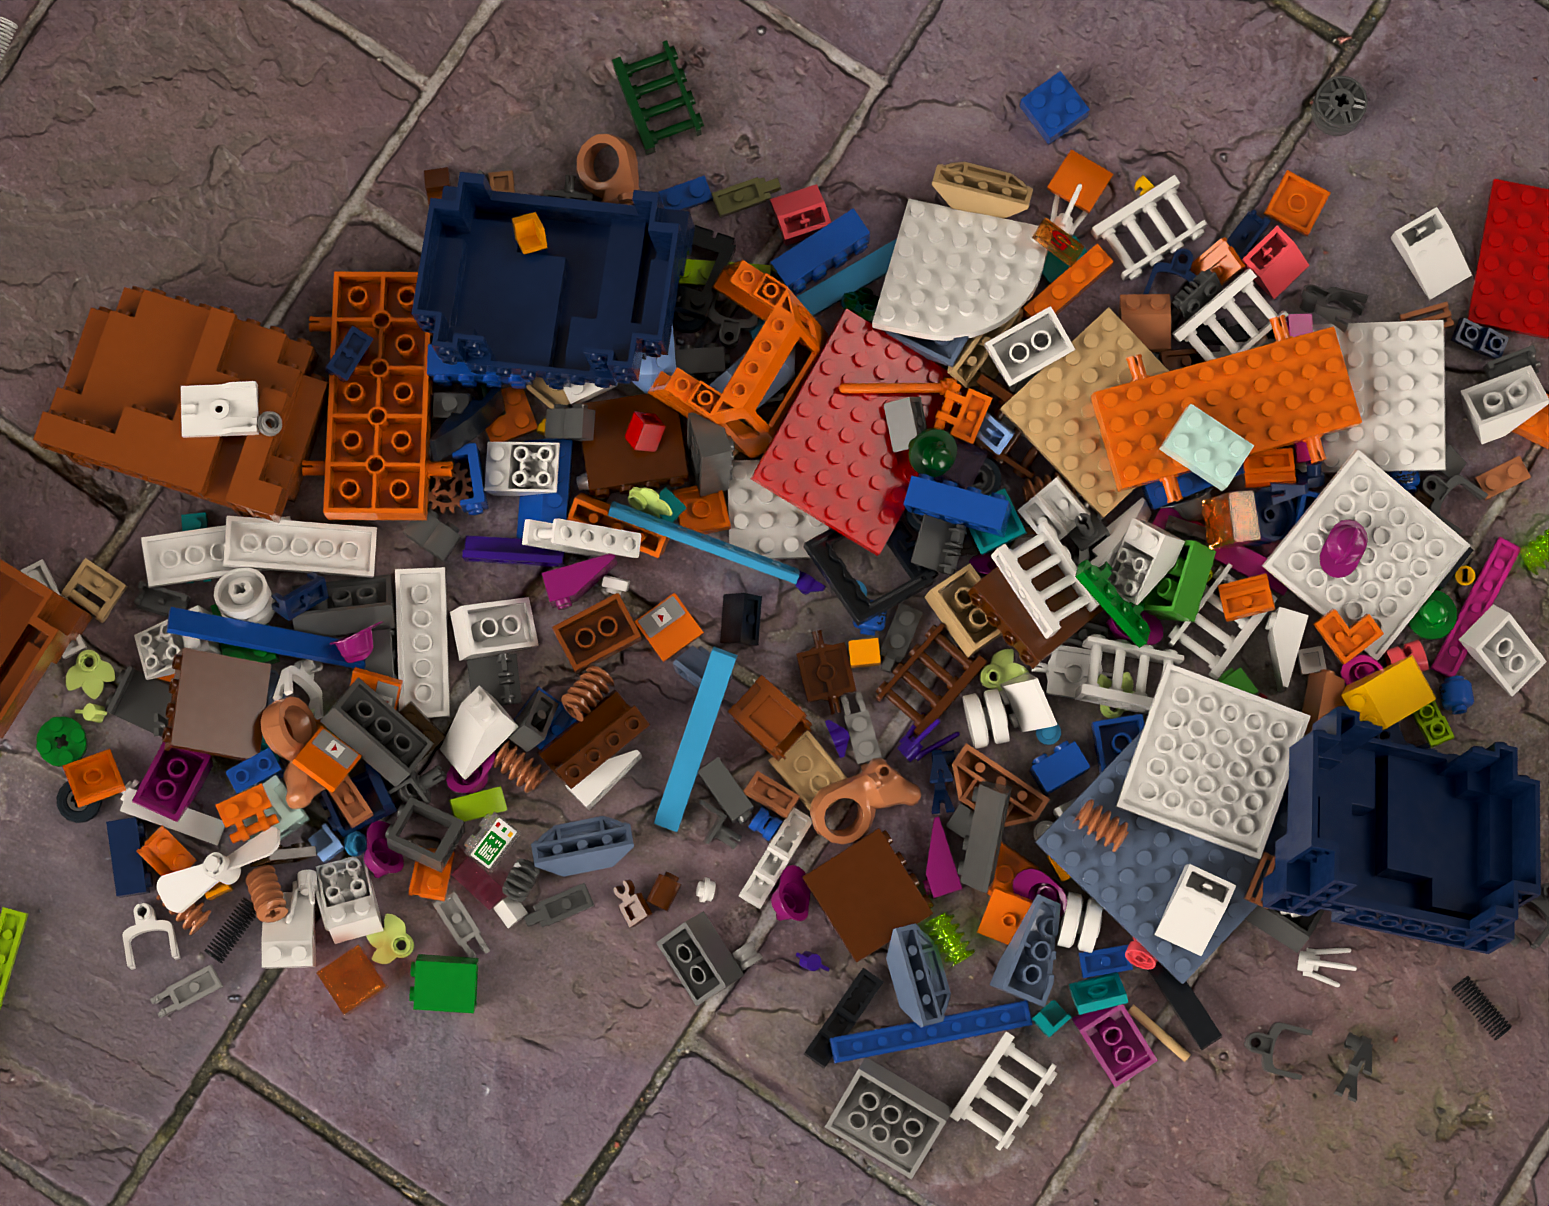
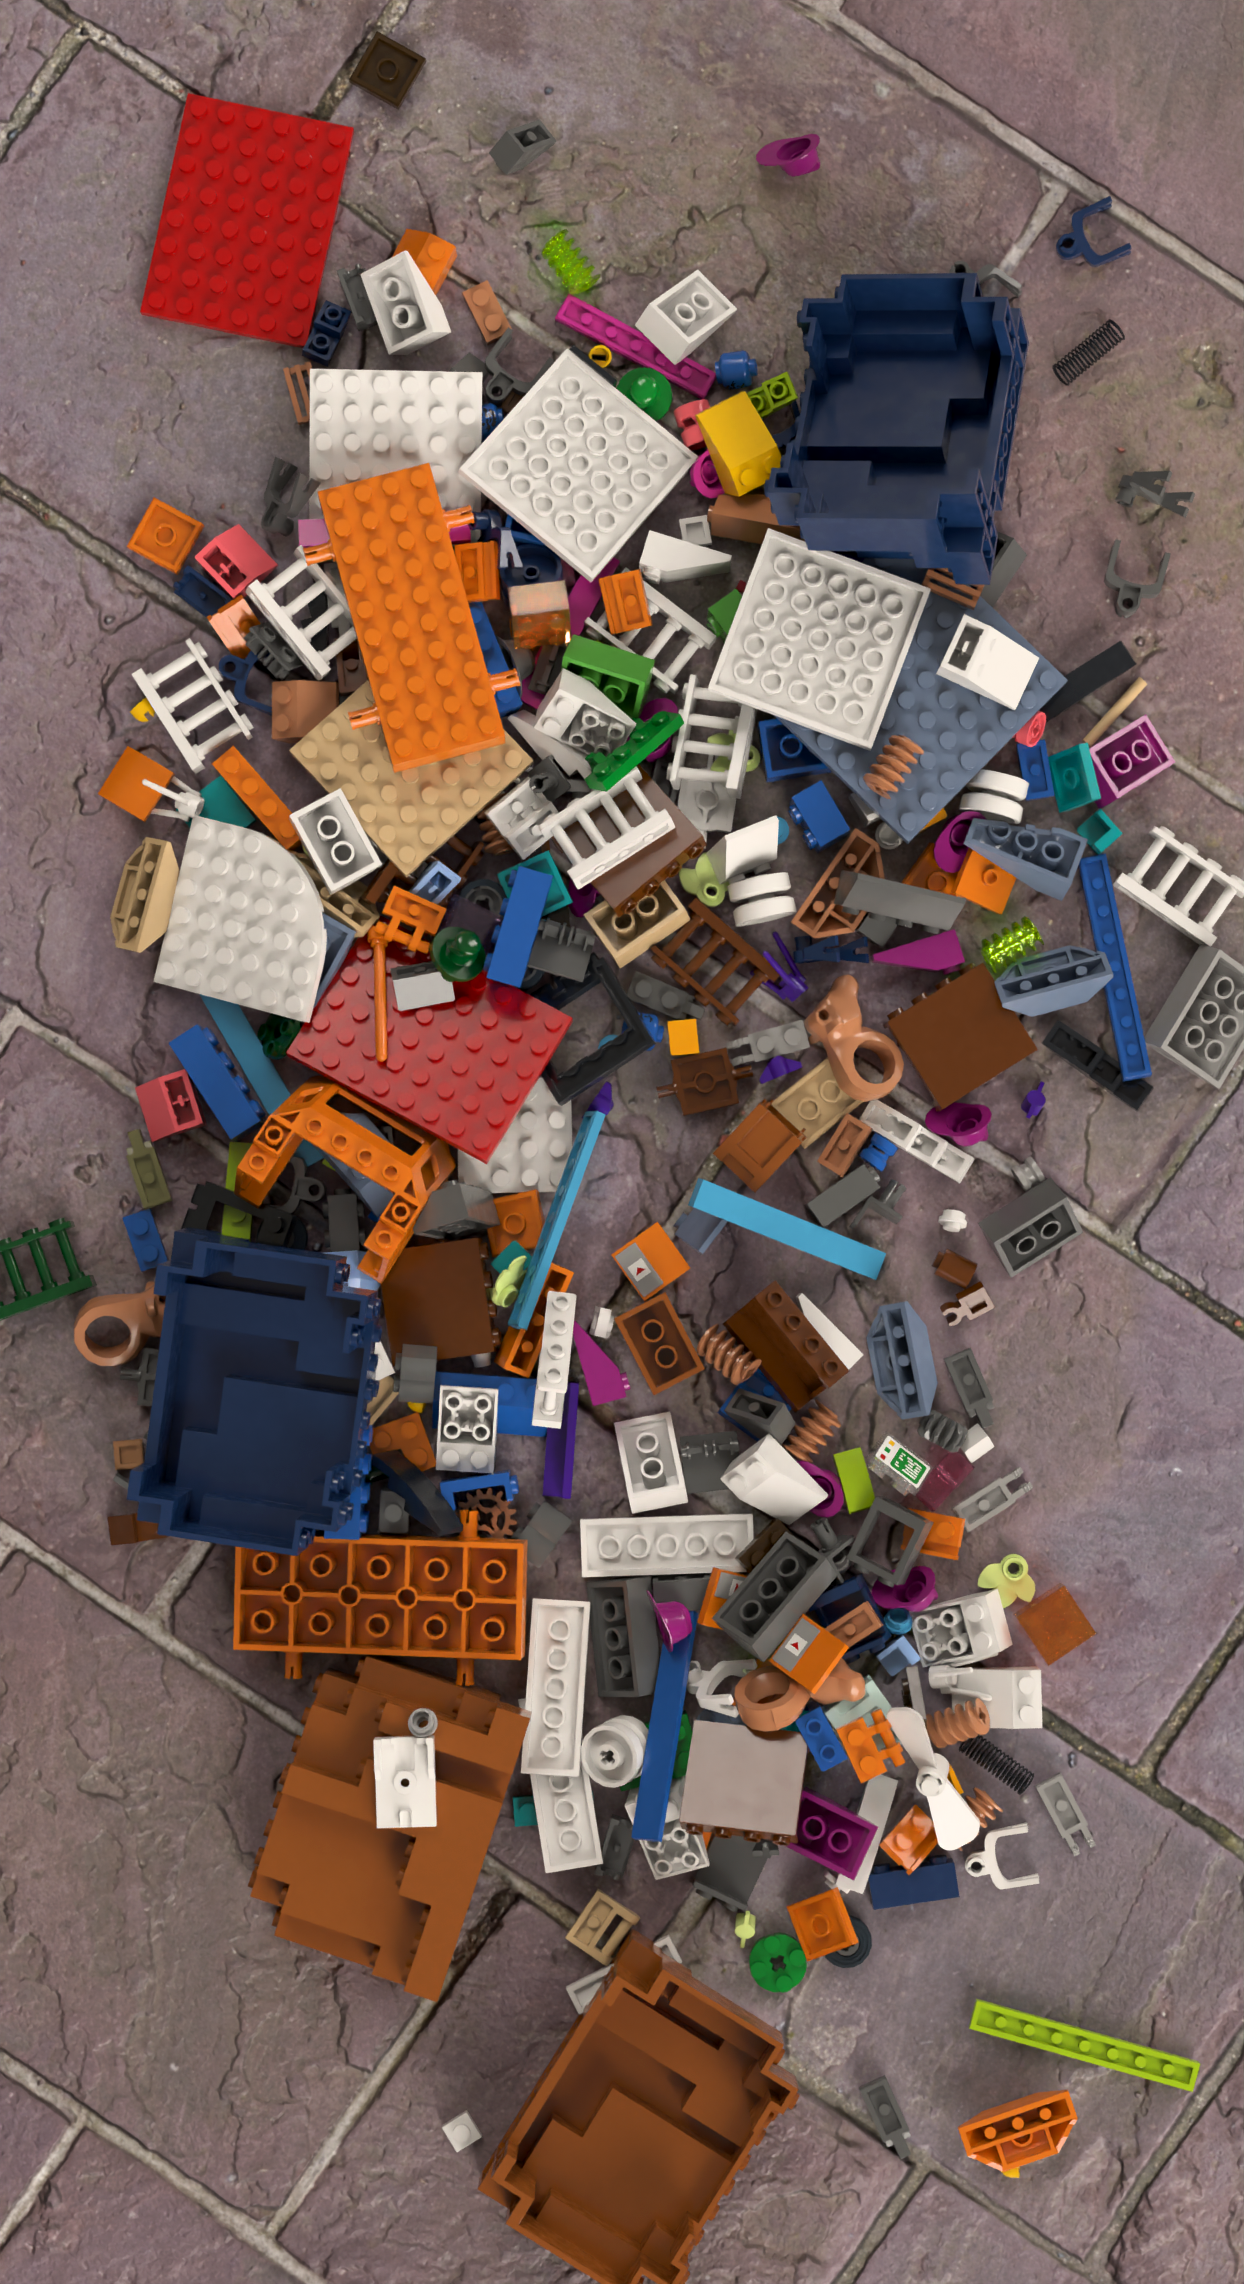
camera: 90 degrees left, 5 degrees up
(89, 678) = (704, 1930): yellowish green plate -> none
(301, 598) = (618, 1685): dark blue hinge -> none
(349, 354) = (335, 1630): dark blue hinge -> none
(444, 983) = (1059, 1518): green brick -> none
(529, 233) = (196, 1419): light orange panel -> none
(645, 431) = (427, 1286): red panel -> none
(741, 619) = (642, 1179): black panel -> none
(1054, 107) = (49, 811): blue brick -> none
(1058, 242) = (210, 808): clear orange tile -> none
(1206, 447) = (460, 637): light aqua brick -> none
(1309, 961) = (1036, 542): white plant -> none
(1335, 119) = (55, 499): dark grey wheel -> none
(1343, 548) = (572, 488): magenta piece -> none
(1345, 640) = (677, 489): orange plate -> none
(1431, 253) = (227, 383): white slope -> none

